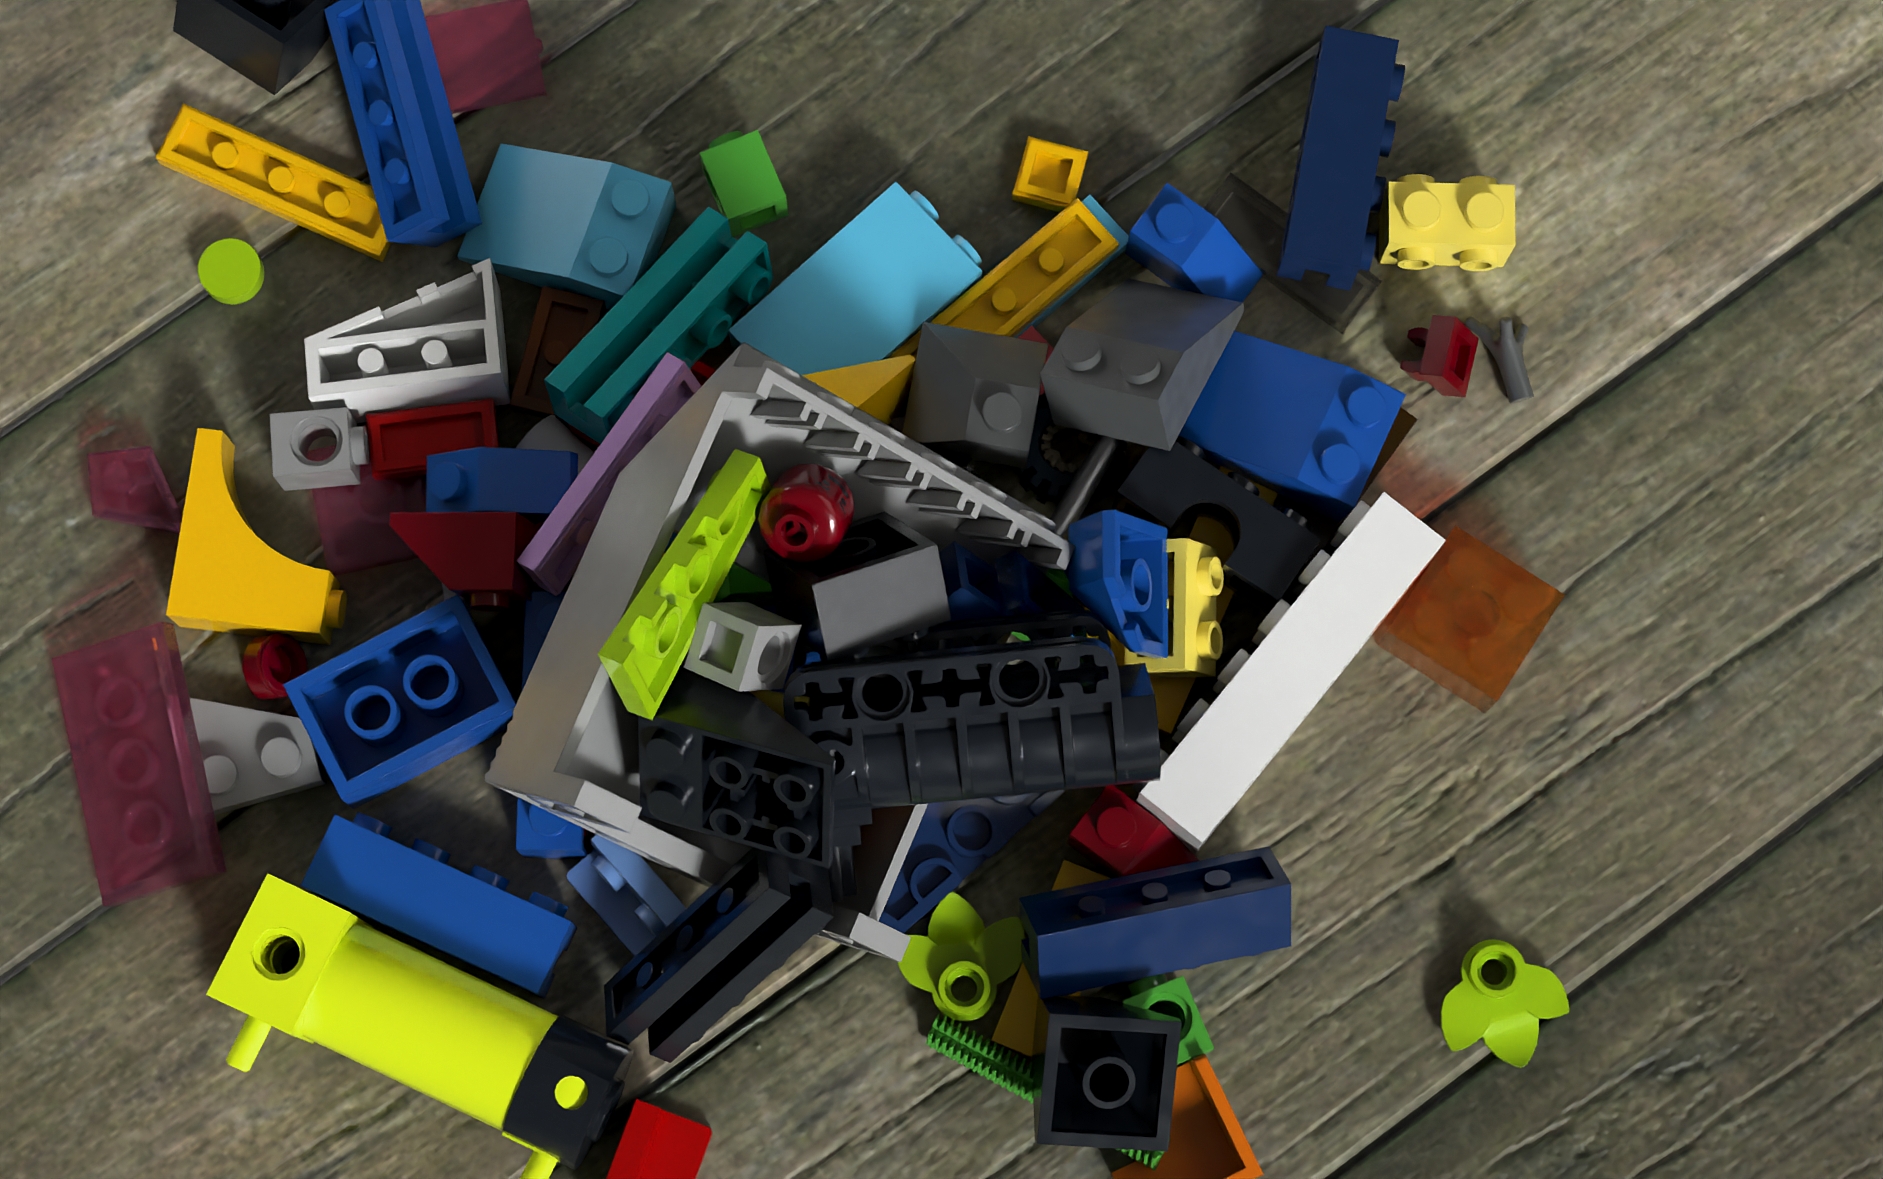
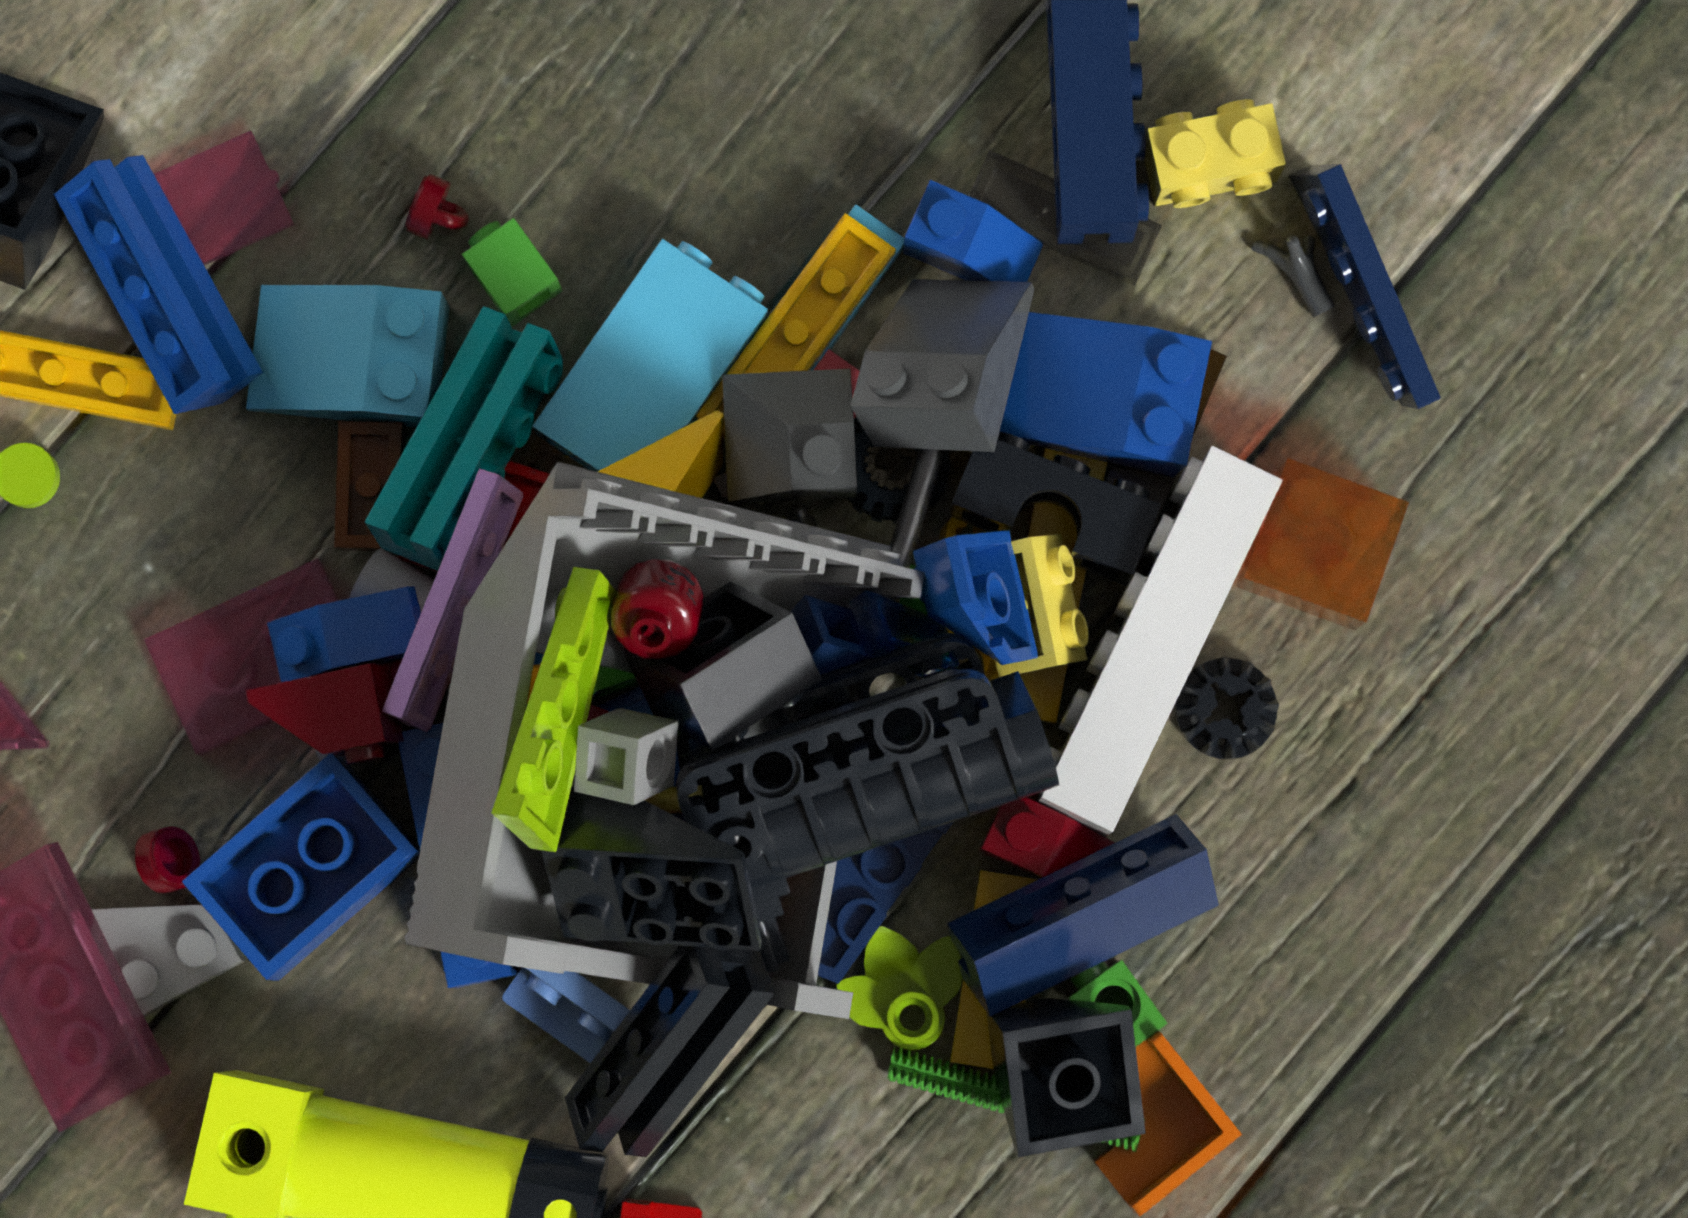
camera: 10 degrees left, 5 degrees up
(231, 577) = (99, 778): yellow arch -> none
(296, 431) = (129, 632): light grey brick -> none
(405, 437) = (244, 604): red tile -> none
(417, 353) = (229, 522): white wedge -> none
(440, 905) = (386, 1056): blue brick -> none
(681, 106) = (432, 208): none -> dark red tile
(1049, 174) = (811, 192): yellow tile -> none
(1330, 785) = (1223, 738): none -> black gear
(1446, 357) = (1242, 286): dark red tile -> none
(1502, 1013) = (1438, 918): lime plate -> none
(1568, 373) = (1361, 271): none -> dark blue wing

